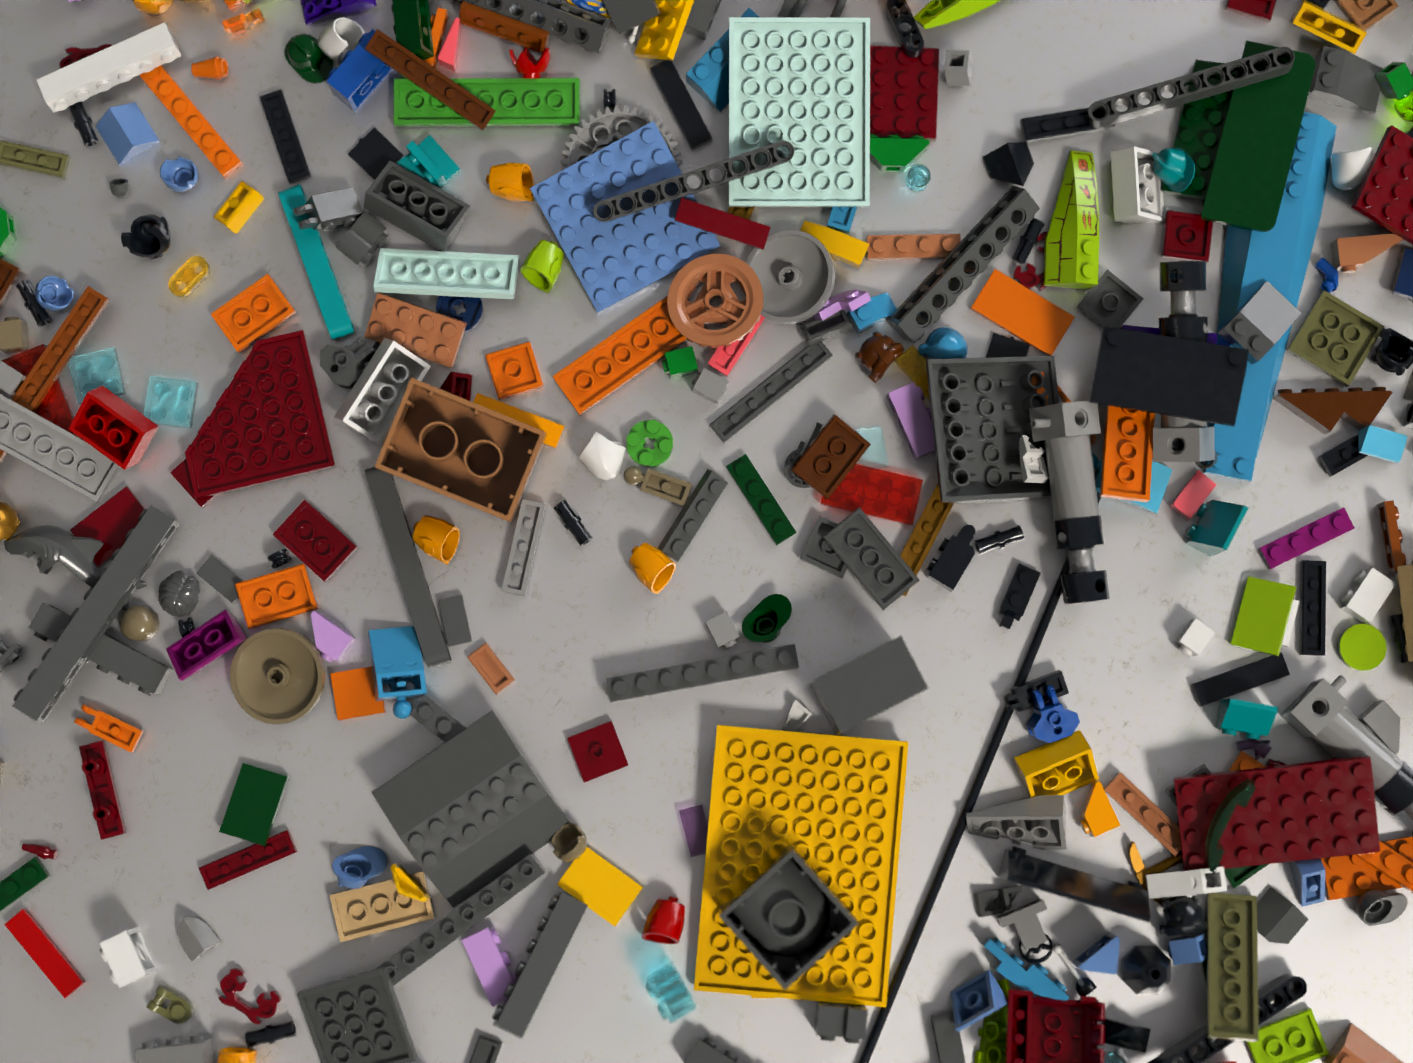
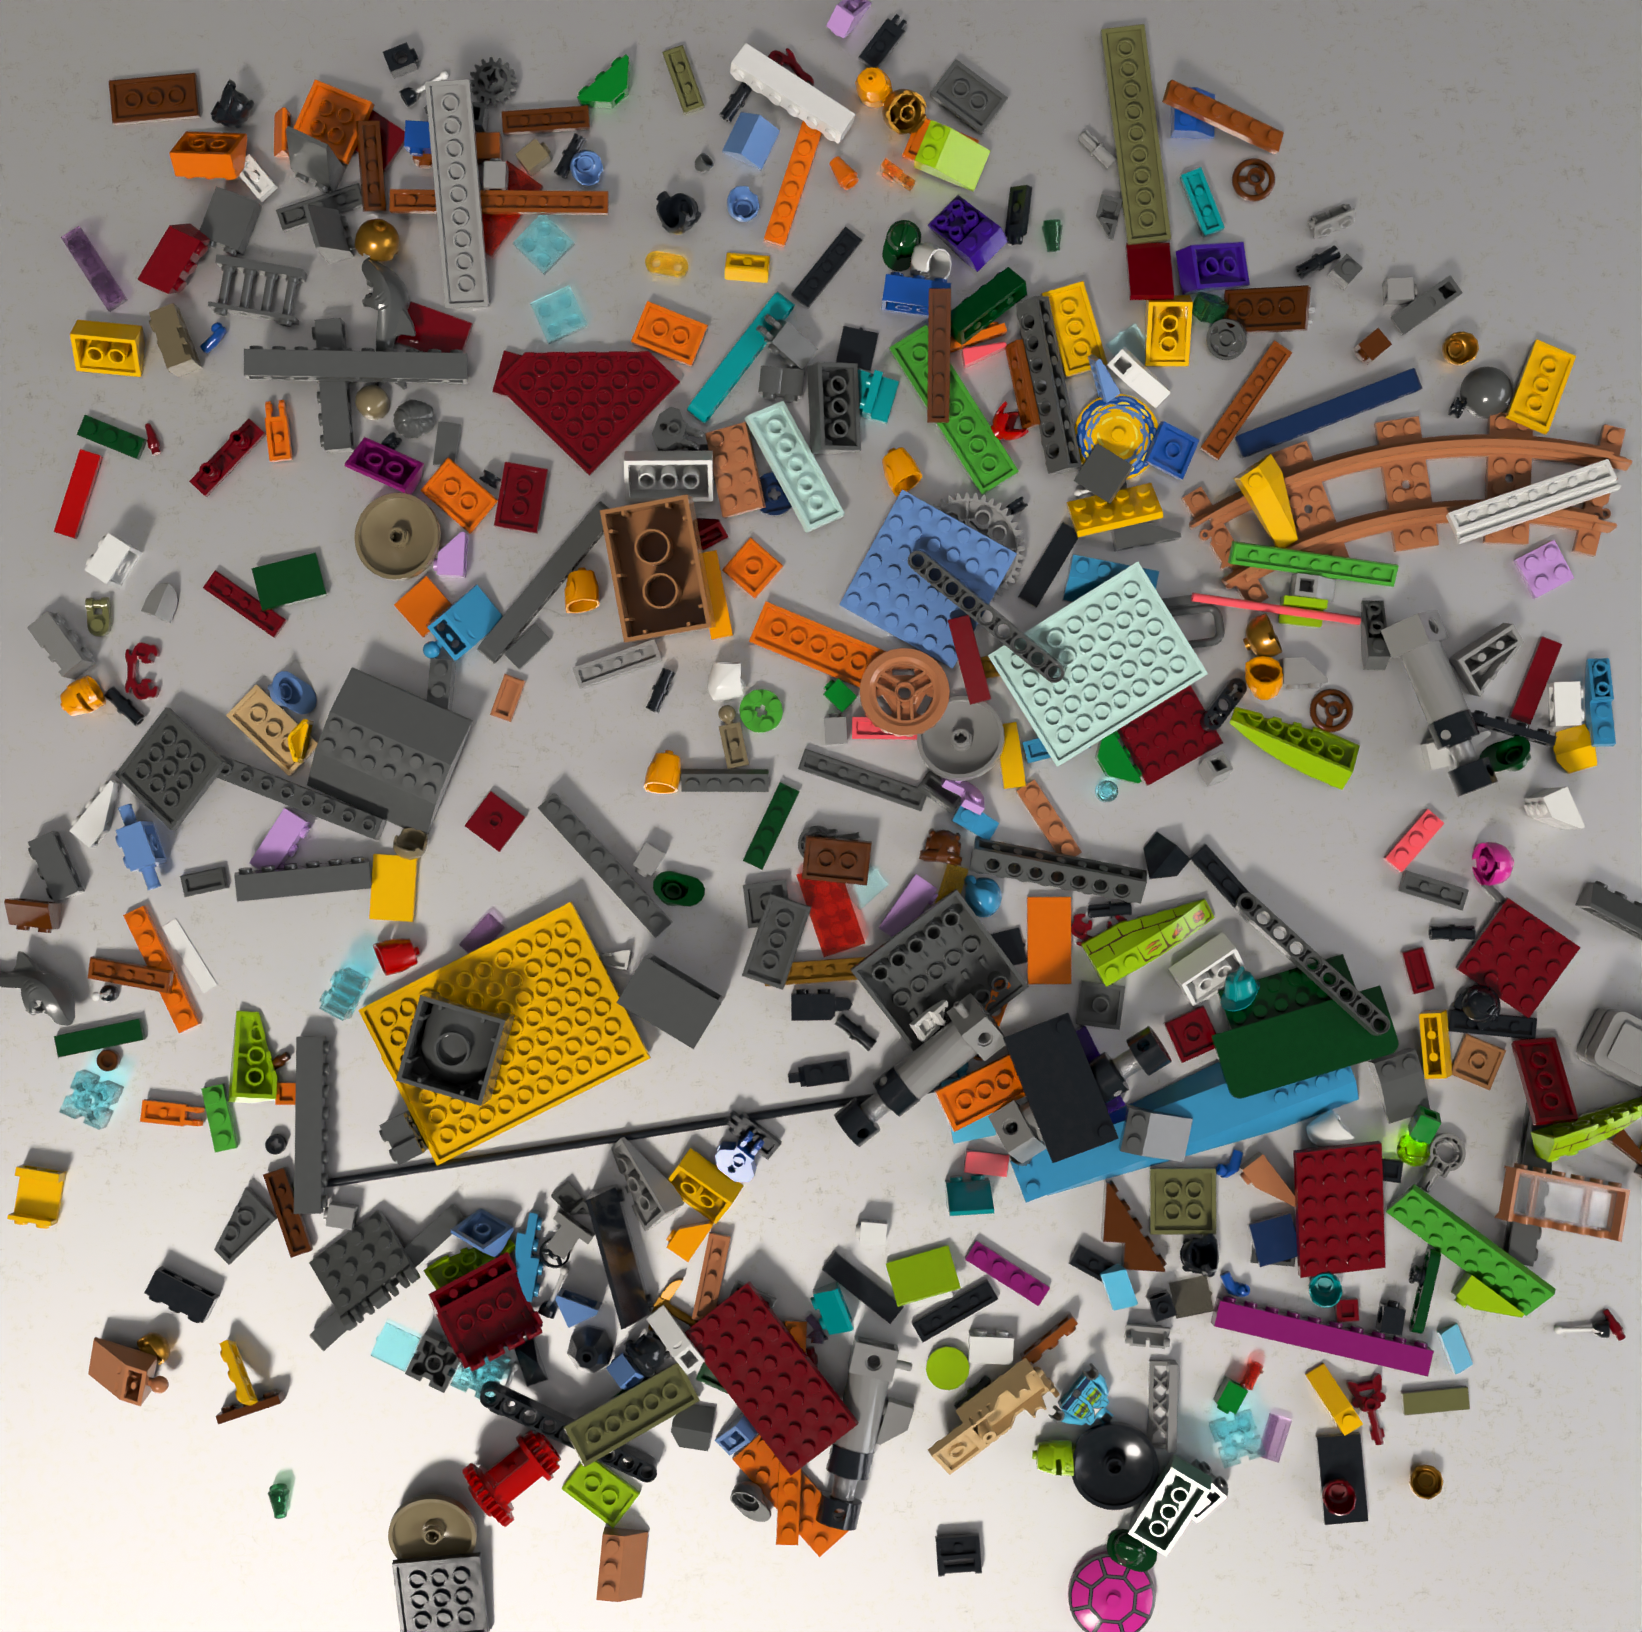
camera: 55 degrees right, 5 degrees up
(113, 427) = (509, 284): red brick -> none
(544, 260) = (849, 538): lime helmet -> none
(1238, 796) = (762, 1340): clear green slope -> none

